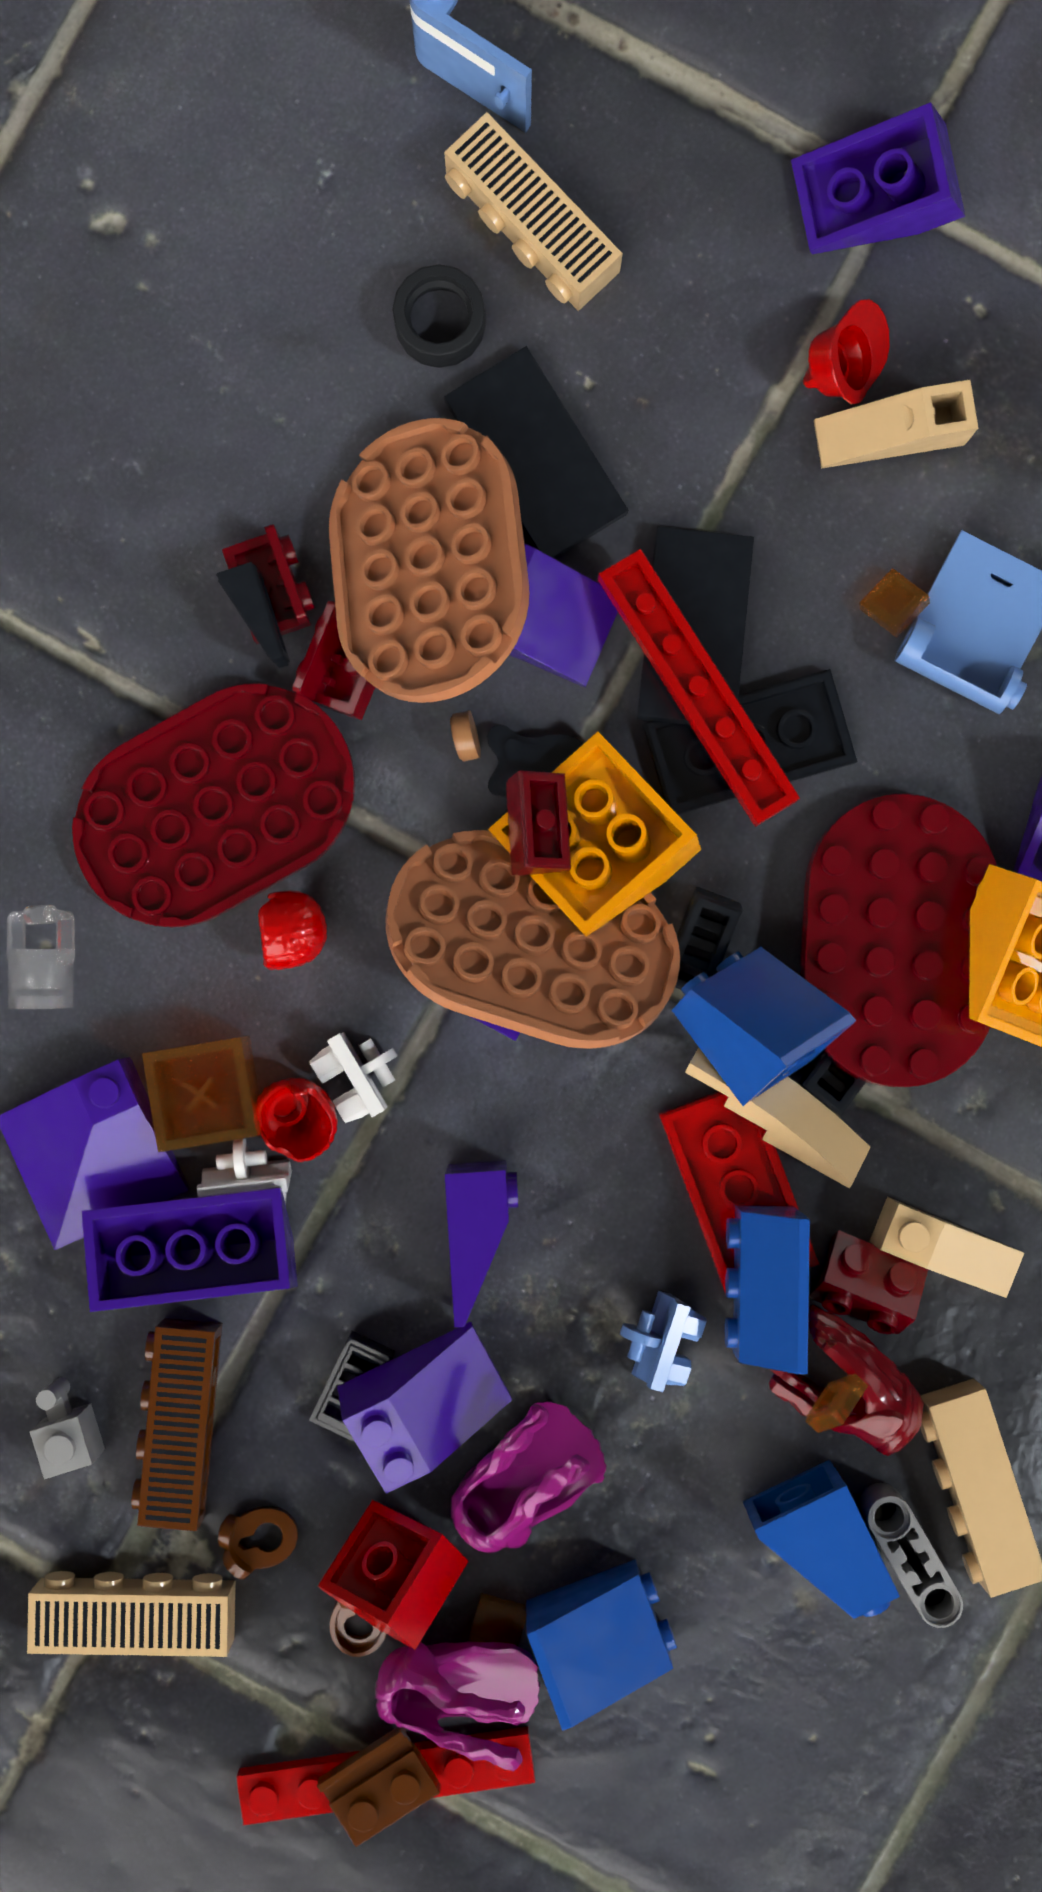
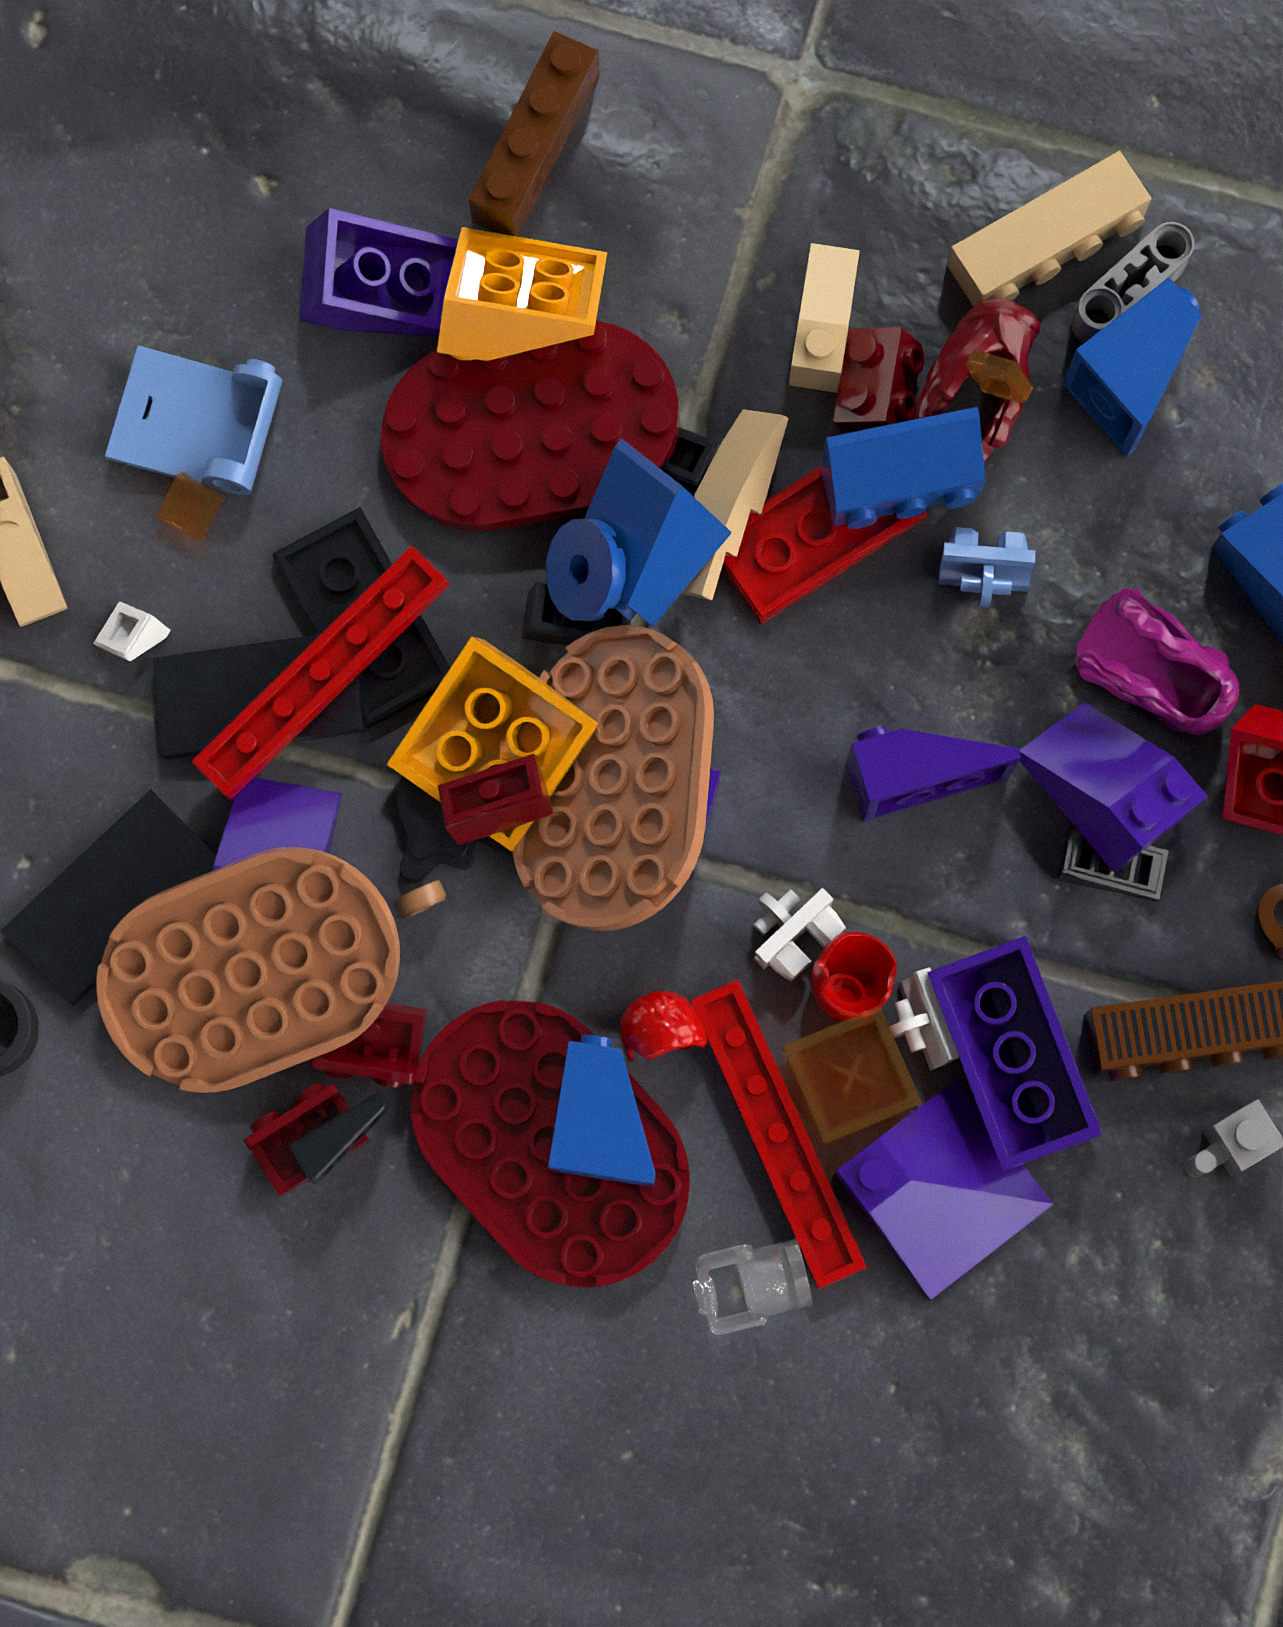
camera: 100 degrees left, 10 degrees down
(173, 1014) = (778, 1134): none -> red plate
(216, 853) = (598, 1117): none -> blue slope
(717, 942) = (565, 563): none -> blue tile
(784, 521) = (130, 632): none -> white slope

